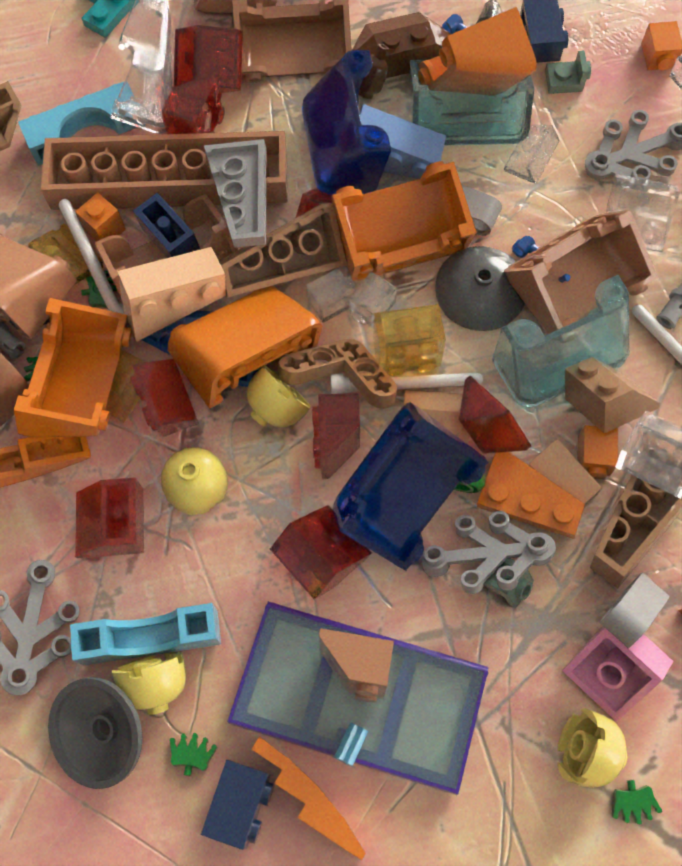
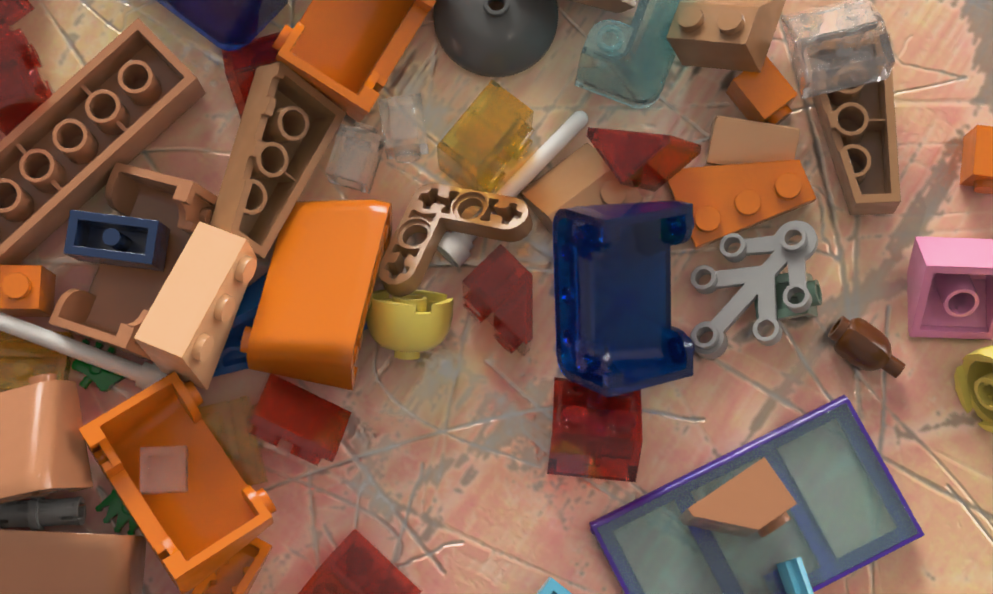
camera: 50 degrees left, 10 degrees up
(74, 362) = (164, 469): none -> clear tile
(194, 480) = (402, 474): light yellow cylinder -> none
(241, 186) = (160, 124): light grey wing -> none
(526, 649) = (864, 346): none -> reddish brown plant
(635, 610) = (934, 223): beam -> none

